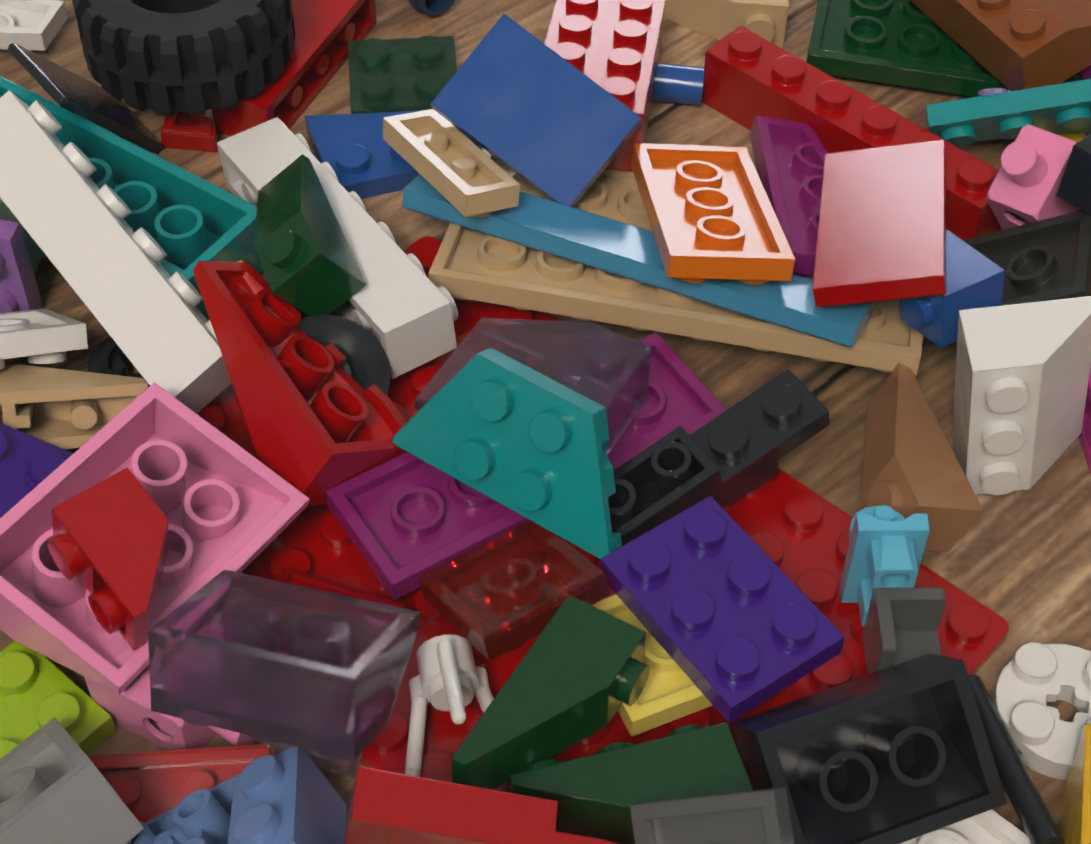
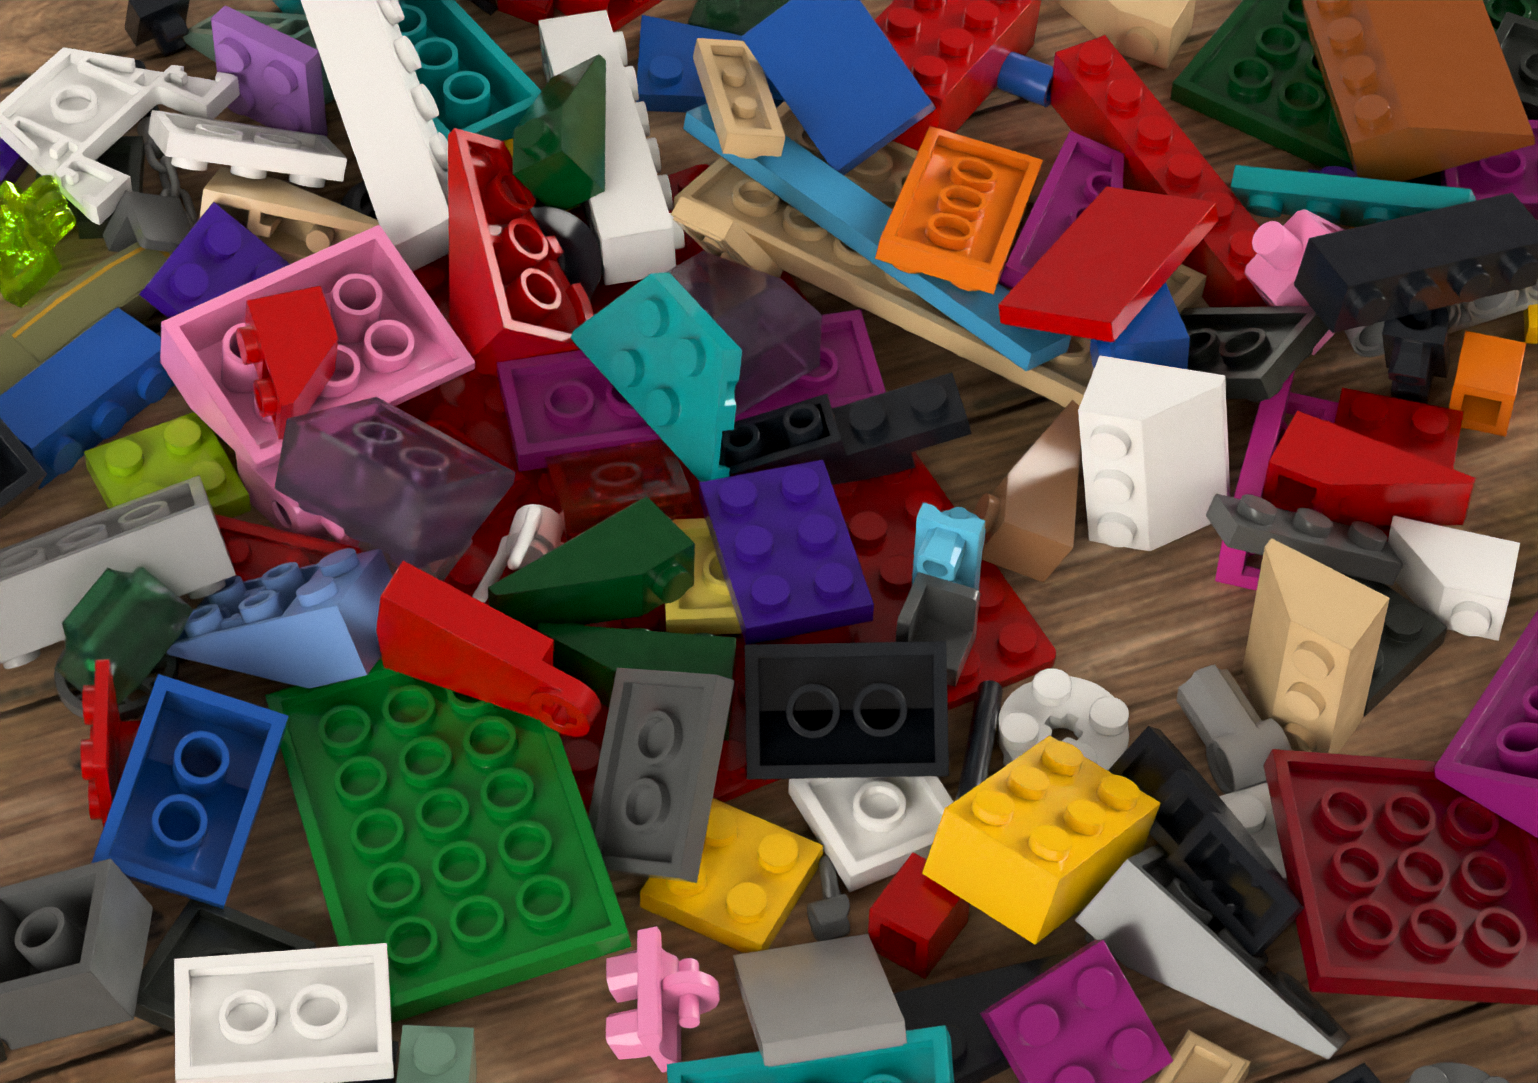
camera: 20 degrees right, 0 degrees up
(509, 294) = (722, 236): none -> tan tile

